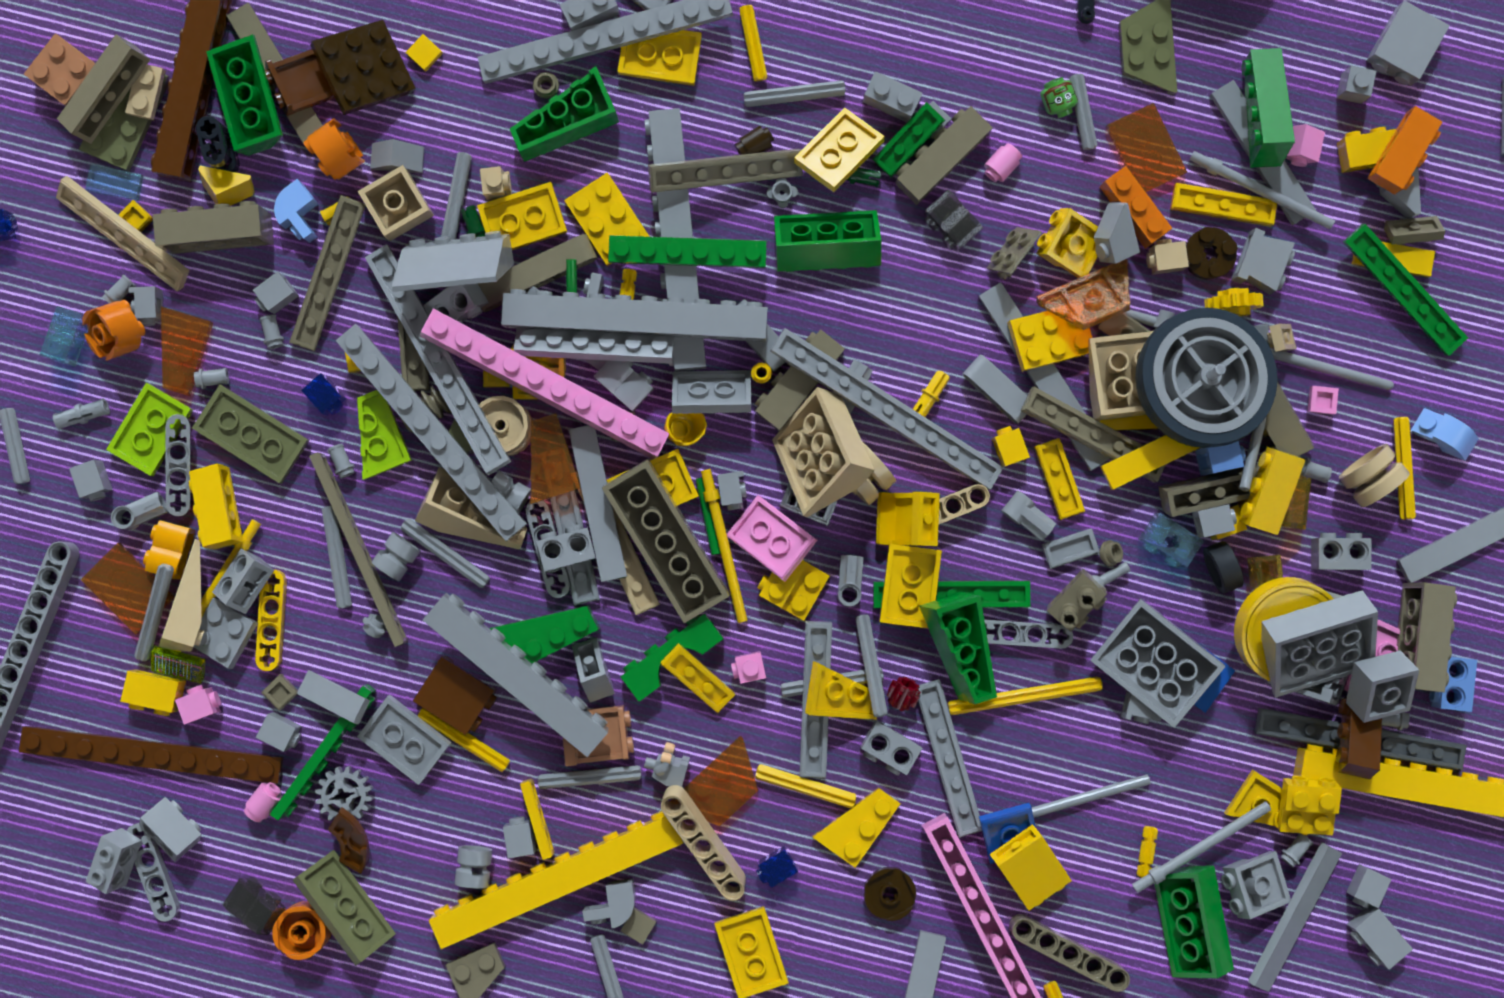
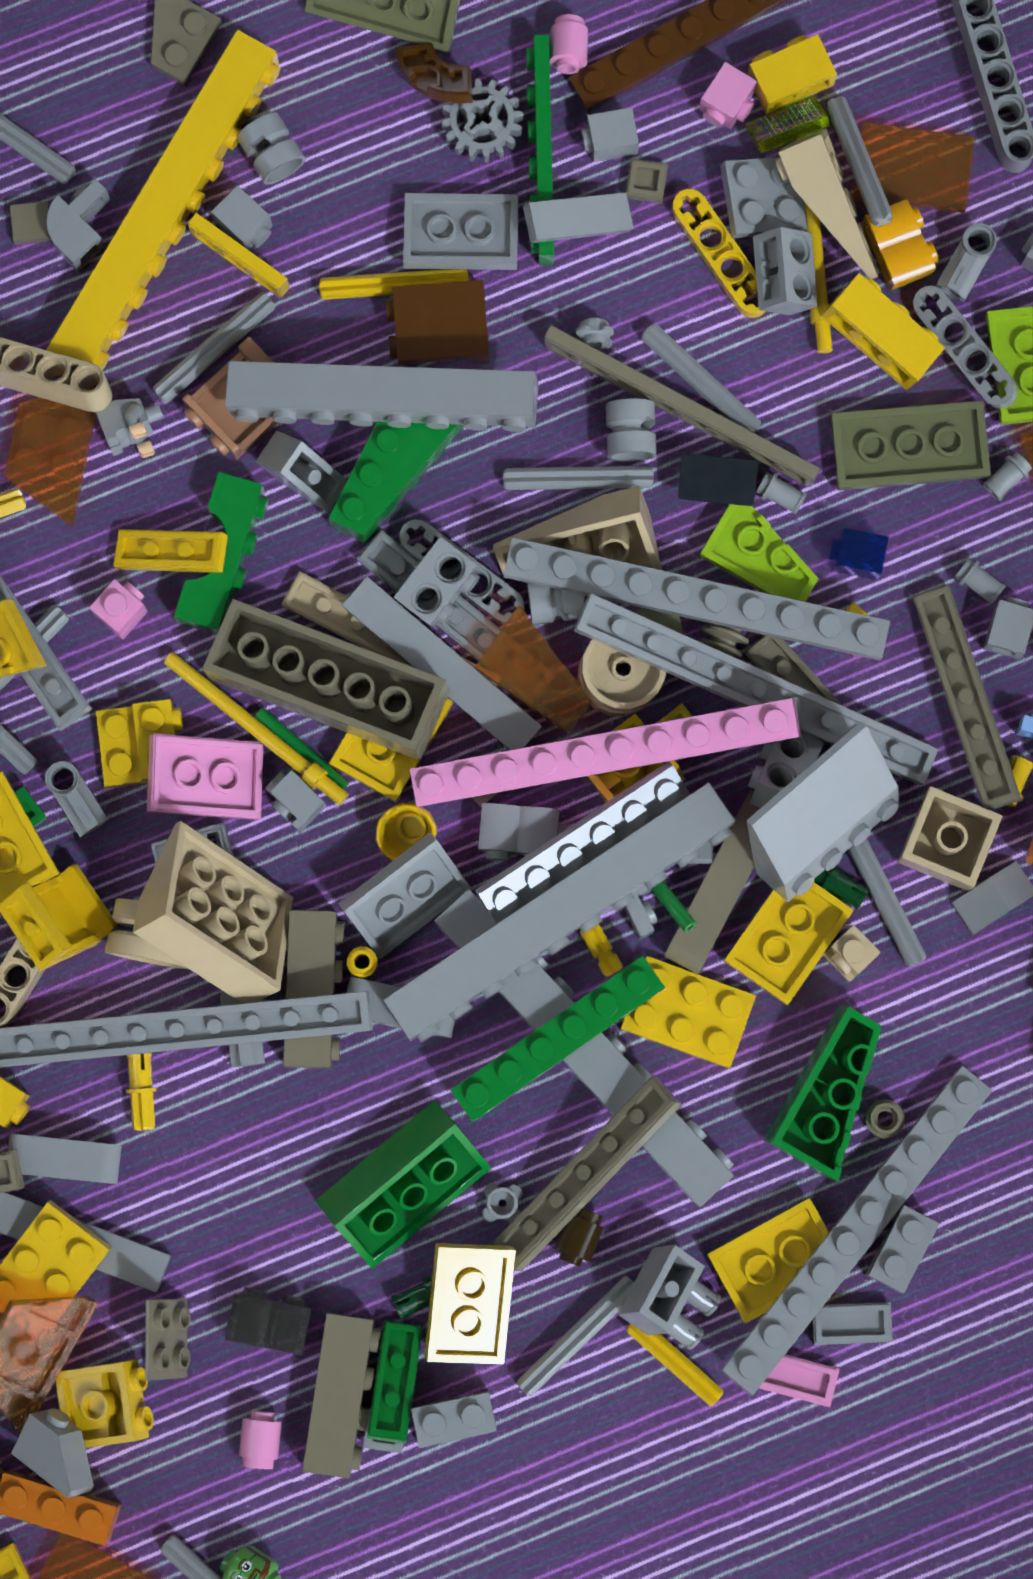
camera: 145 degrees right, 5 degrees down
(369, 493) = (717, 479): none -> black panel
(733, 78) = (661, 1292): none -> light grey brick

